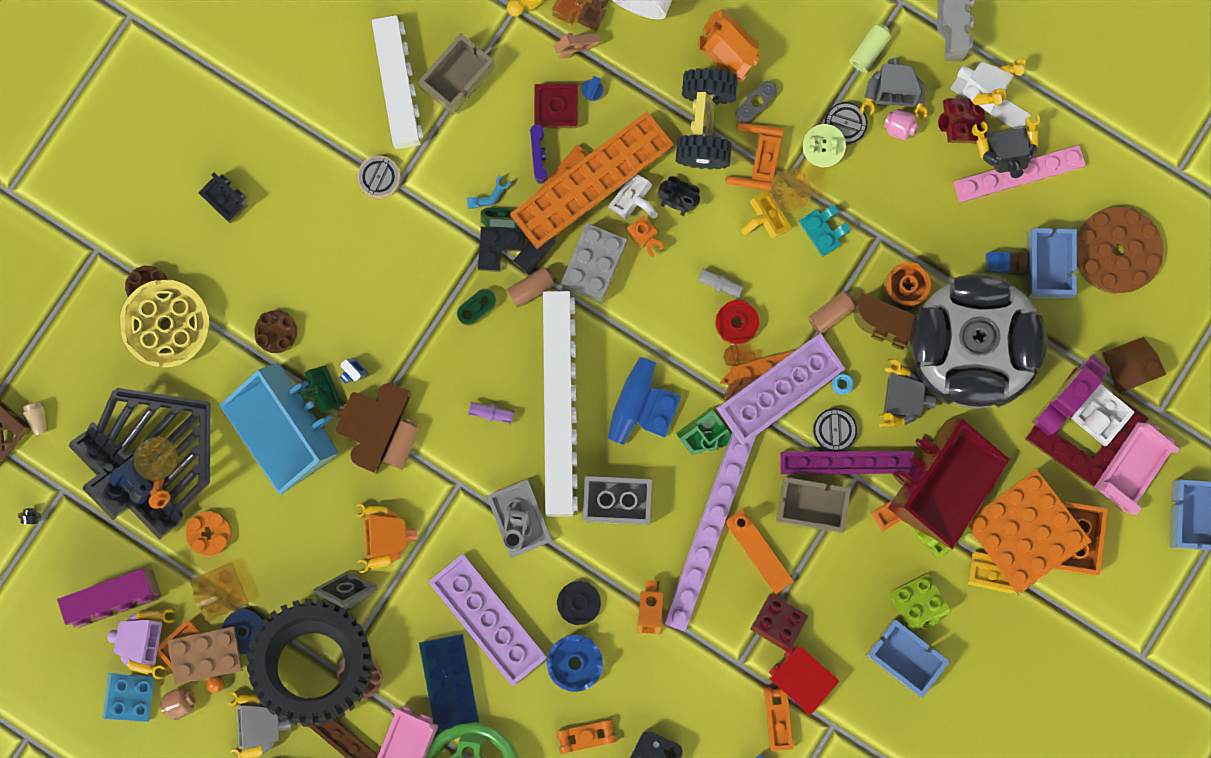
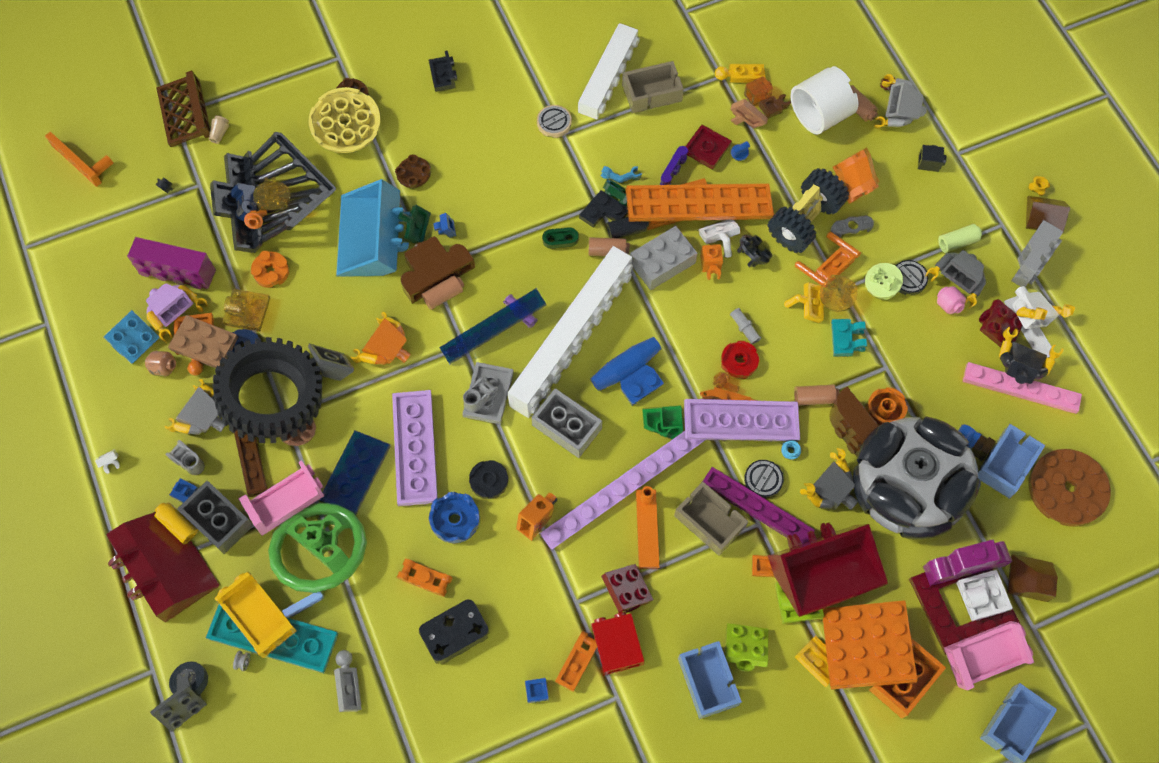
camera: 30 degrees right, 15 degrees down
(478, 449) = (493, 326): none -> clear blue plate

